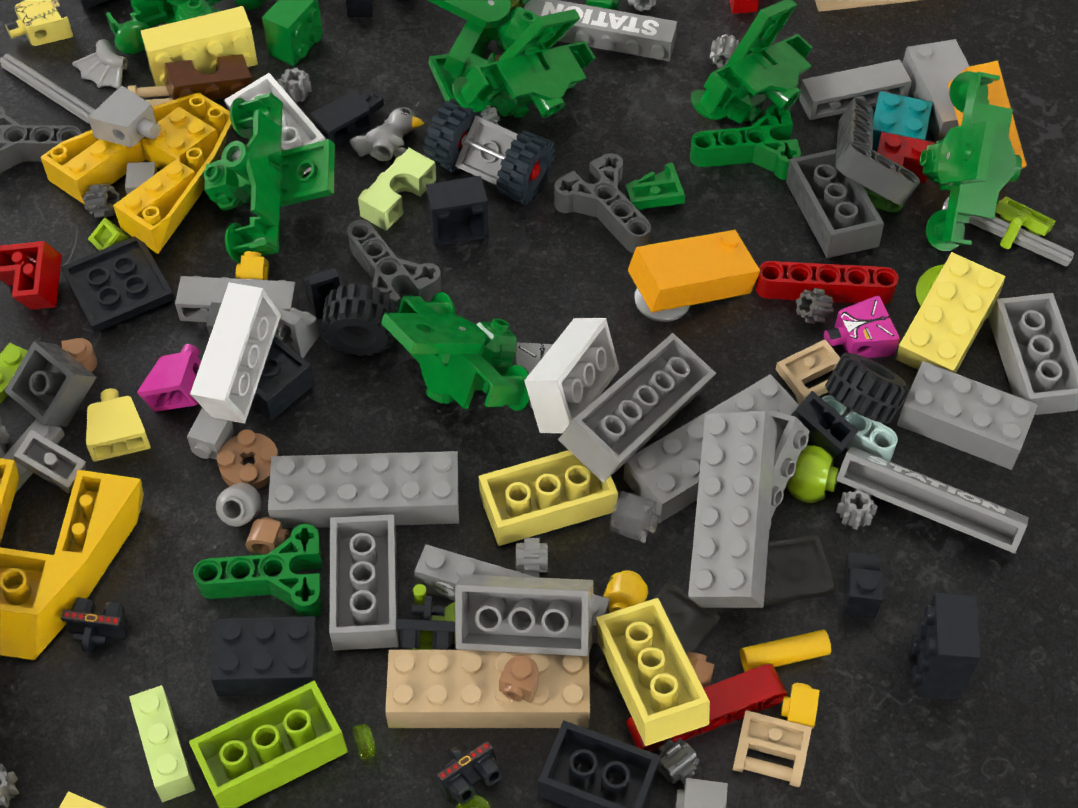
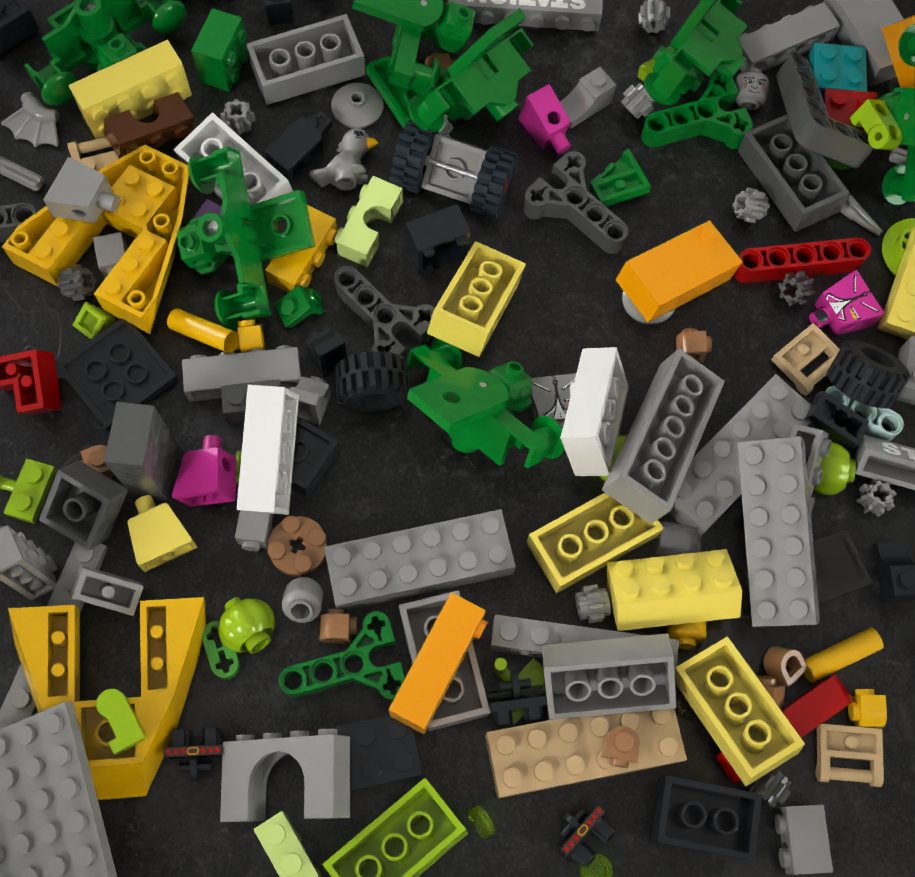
camera: 15 degrees left, 15 degrees up
(28, 562) = (122, 719): none -> lime leg
(117, 337) = (141, 450): none -> dark grey brick
(146, 637) = (322, 760): none -> light grey arch
(153, 539) = (213, 654): none -> bright green beam
(177, 520) = (246, 625): none -> lime plant
(209, 256) = (203, 330): none -> yellow piece
(308, 250) = (299, 305): none -> green bracket
(315, 217) = (297, 268): none -> yellow brick
(349, 565) = (437, 662): none -> light orange brick
(373, 44) = (306, 59): none -> light grey brick
(414, 92) = (357, 114): none -> light grey dish
(480, 262) = (476, 299): none -> light yellow brick
(592, 123) = (546, 119): none -> dark pink torso
(615, 551) = (673, 590): none -> light yellow brick
(642, 113) = (589, 96): none -> light grey arch
(690, 121) = (638, 101): none -> light grey gear
(697, 339) = (694, 343): none -> medium nougat plate
(720, 647) = (784, 664): none -> medium nougat plate
(784, 226) = (751, 205): none -> light grey gear
(809, 127) = (752, 89): none -> light grey head
(895, 250) = (856, 213): none -> light grey piece
(923, 163) = (879, 124): none -> lime leg

